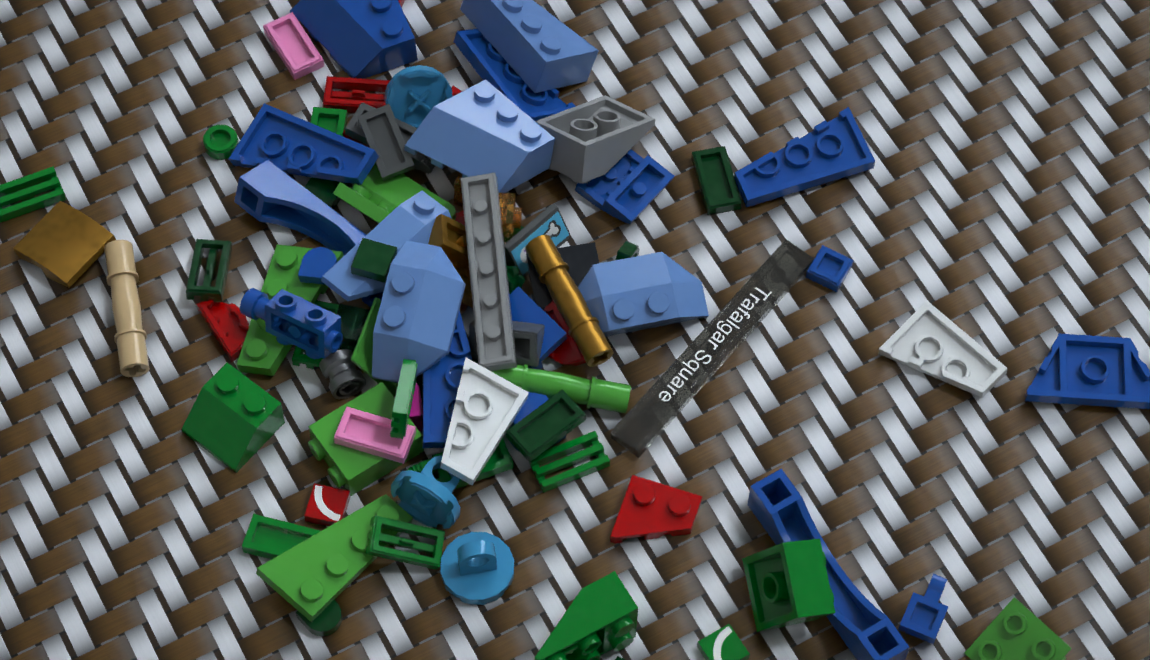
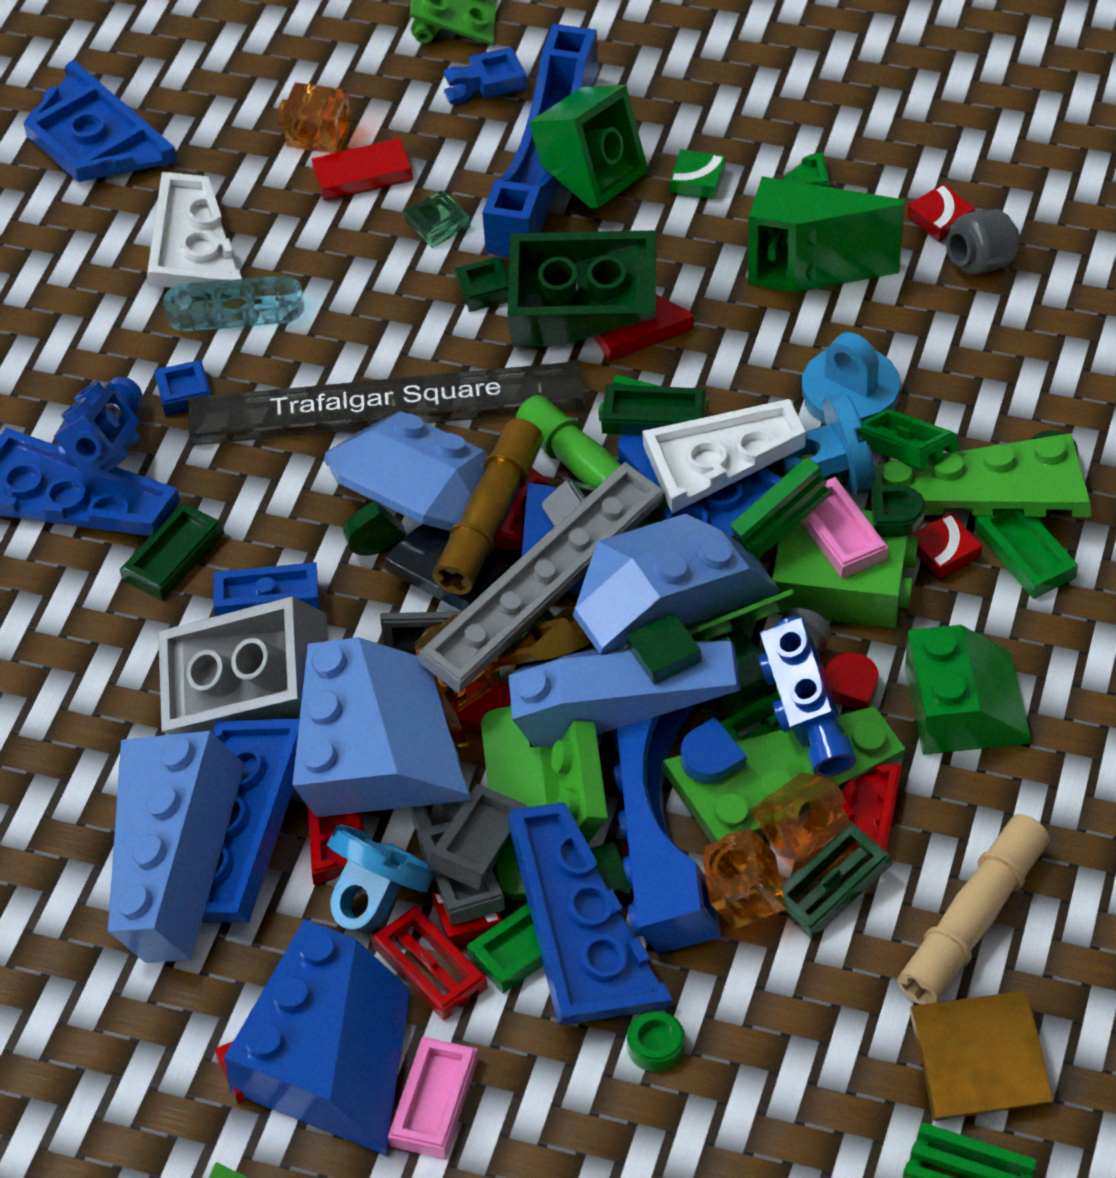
camera: 130 degrees left, 10 degrees down
(246, 228) = (742, 878): none -> clear orange brick
(246, 270) = (780, 815): none -> clear orange brick
(301, 384) = (852, 680): none -> red tile
(355, 470) = (896, 510): none -> dark green tile
(680, 474) = (579, 284): none -> dark green slope
(753, 464) = (483, 283): none -> dark green tile
(819, 186) = (98, 431): none -> blue brick
(833, 488) = (437, 218): none -> clear green tile
(867, 351) = (250, 314): none -> clear light blue beam
(916, 484) = (362, 169): none -> red tile
(980, 486) = (315, 117): none -> clear orange brick

